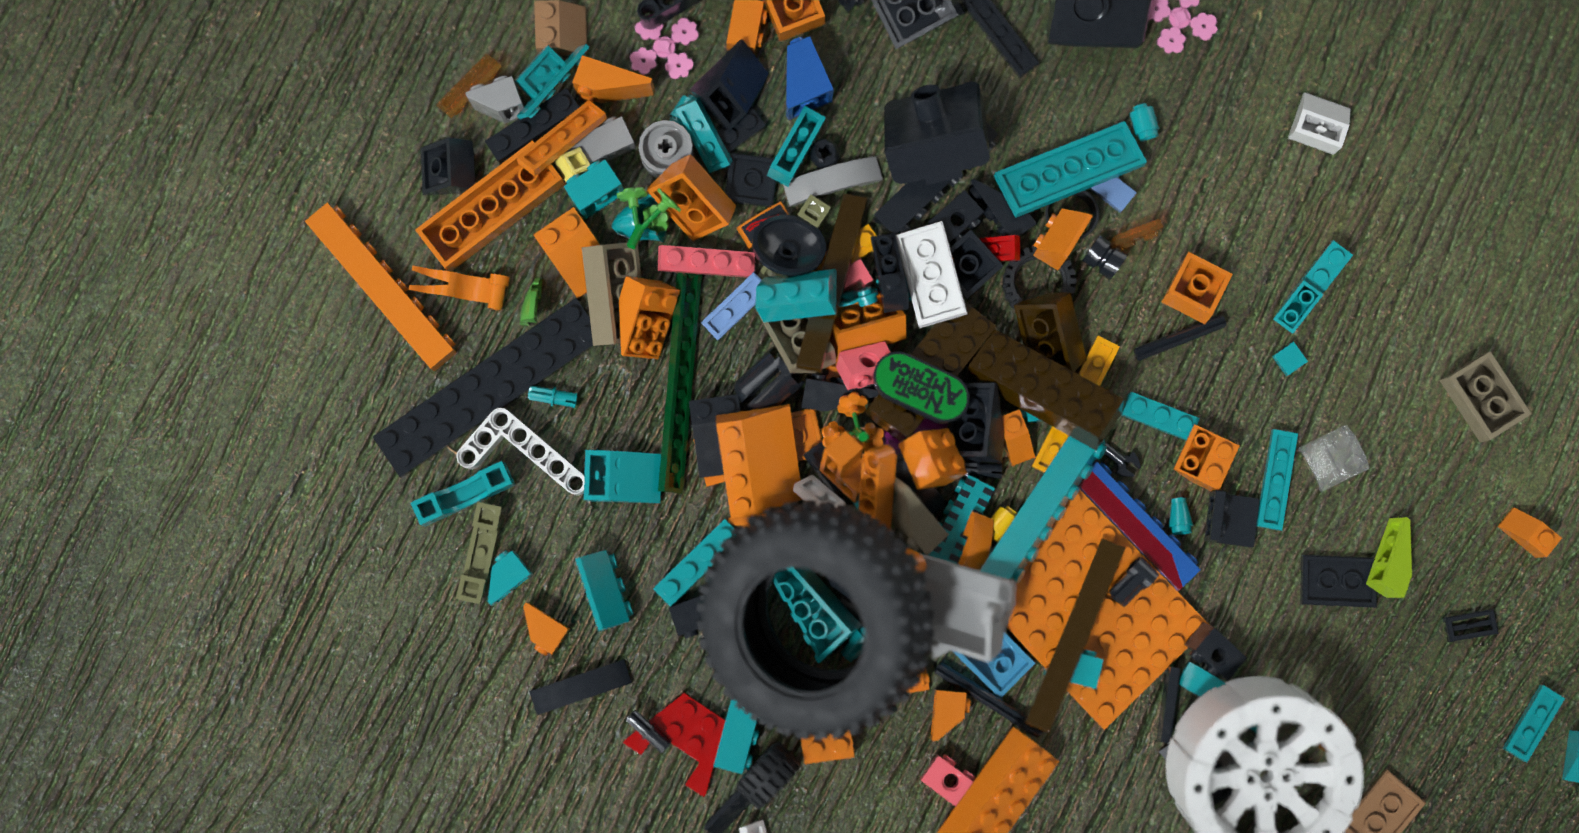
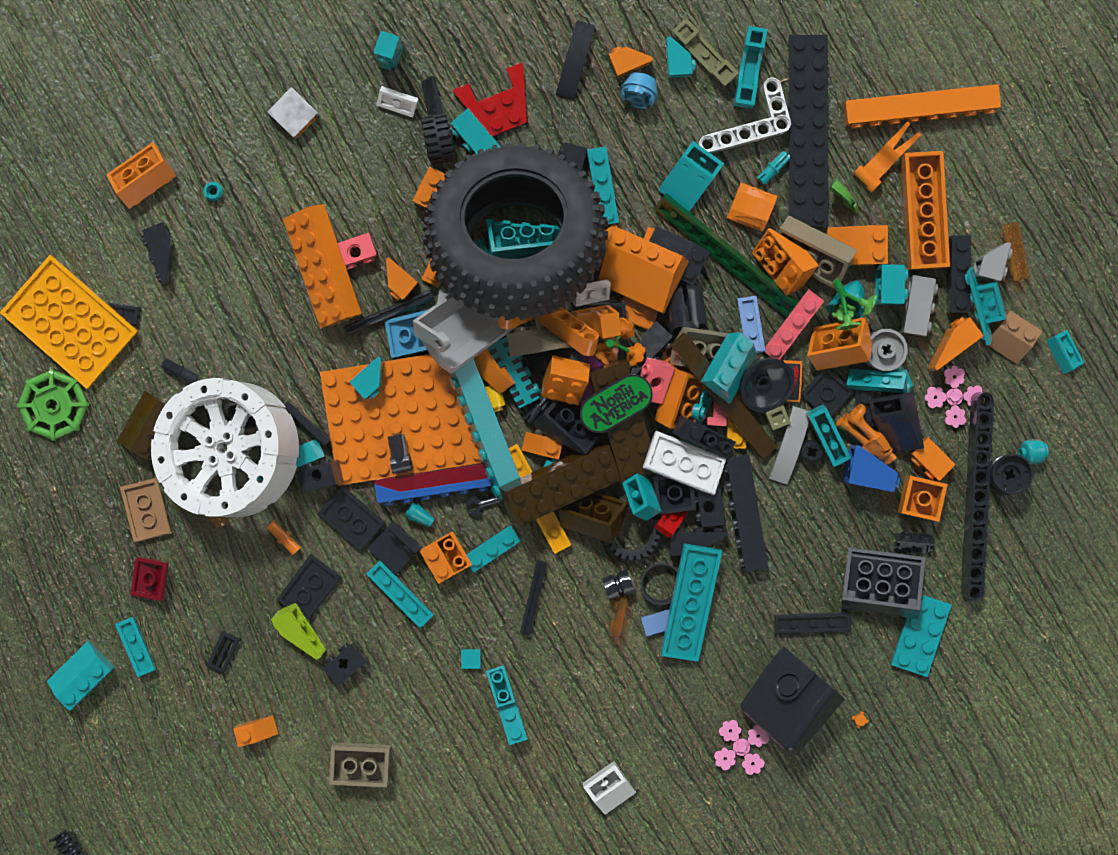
camera: 125 degrees right, 5 degrees up
(447, 167) = (971, 201): black slope -> none
(561, 138) = (938, 286): orange plate -> none
(566, 594) = (639, 90): none -> dark azure cone
(572, 163) = (916, 282): light yellow slope -> none
(604, 589) = (626, 115): teal slope -> none
(610, 390) = (751, 207): none -> orange slope
(648, 731) = (518, 82): black axle -> none
(770, 96) = (874, 442): none -> orange piece
(936, 133) = (773, 528): black piece -> none
(998, 294) = (641, 497): none -> teal brick
(1061, 237) = (650, 563): orange slope -> none
(1075, 635) = (391, 392): dark brown tile -> none
(1144, 122) = (688, 674): teal brick -> none
(1197, 288) = (557, 629): orange brick -> none
(1233, 587) = (351, 518): none -> black tile
(1306, 645) = (283, 537): none -> orange pin
(1335, 457) = (388, 640): clear slope -> none
(1405, 487) = (339, 673): none -> black brick
(1451, 759) = (149, 578): none -> dark red slope

